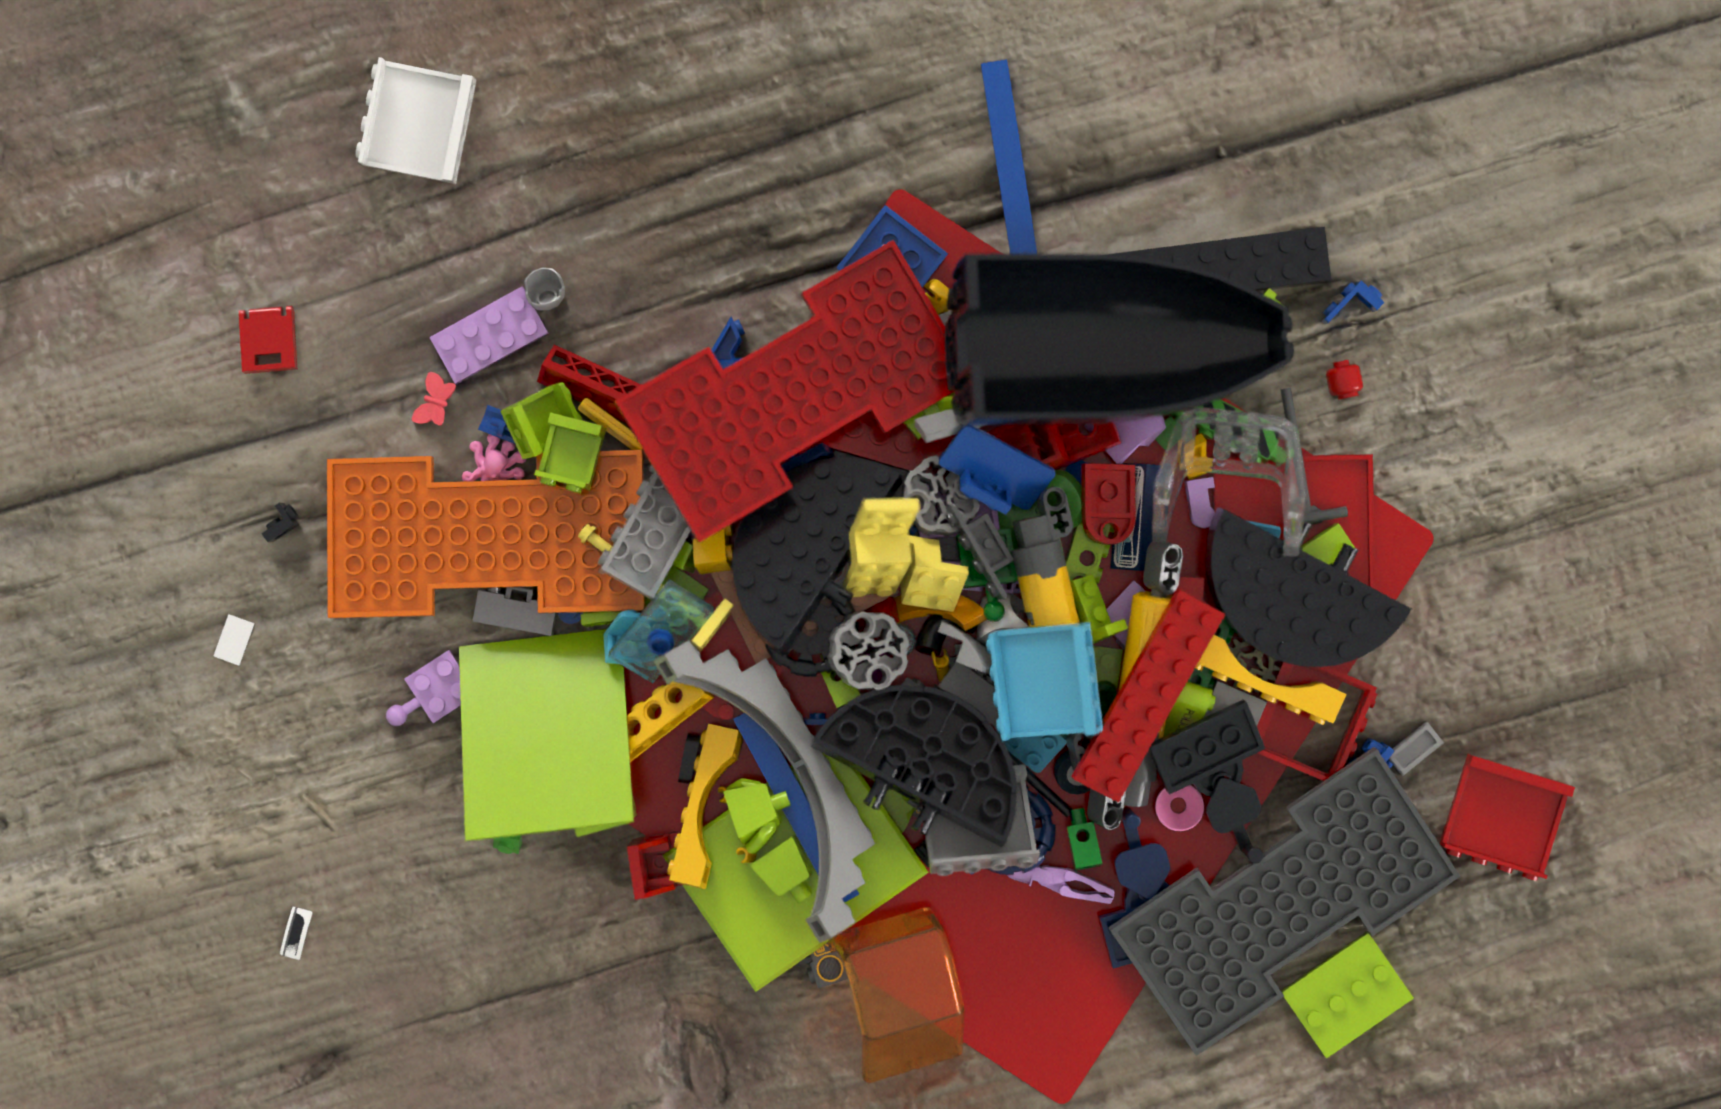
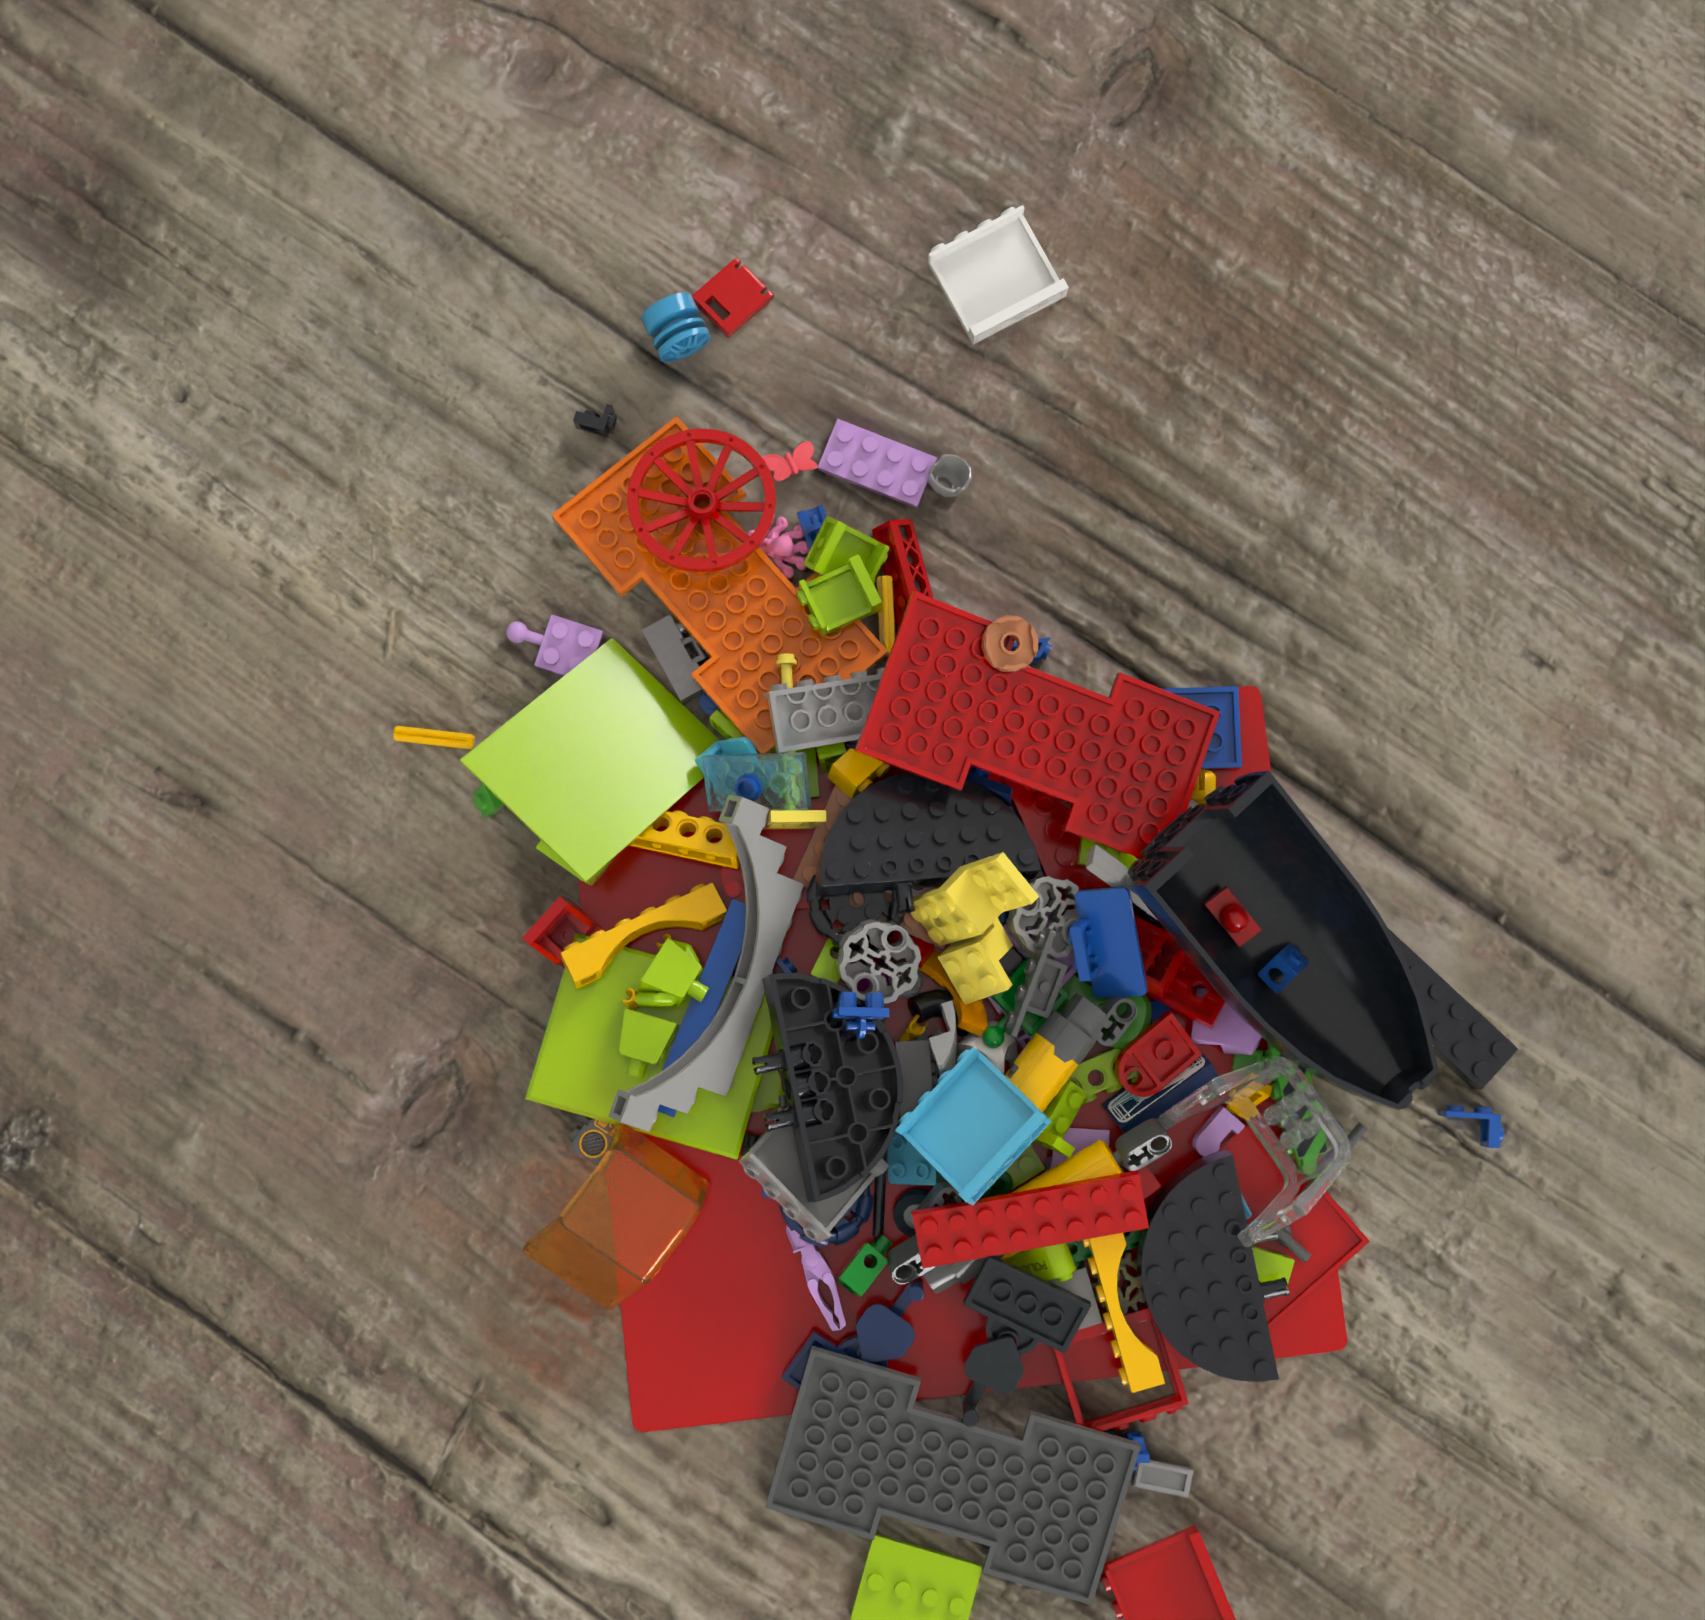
camera: 50 degrees right, 5 degrees down
(233, 639) = (474, 459): white sticker -> none
(262, 405) = (675, 327): none -> dark azure wheel
(295, 933) = (277, 693): sticker -> none
(426, 842) = (434, 737): none -> yellow axle
(467, 527) = (699, 494): none -> red wheel
(690, 753) = (675, 888): black beam -> none
(701, 371) = (994, 648): none -> nougat tile
(901, 684) = (873, 1009): none -> blue hips
(1008, 157) = (1361, 746): blue tile -> none
(1051, 359) = (1232, 916): none -> red tile
(1121, 345) = (1289, 961): none -> blue bracket
(1186, 819) = (952, 1336): bright pink piece -> none
(1344, 380) = (1409, 1168): red head -> none

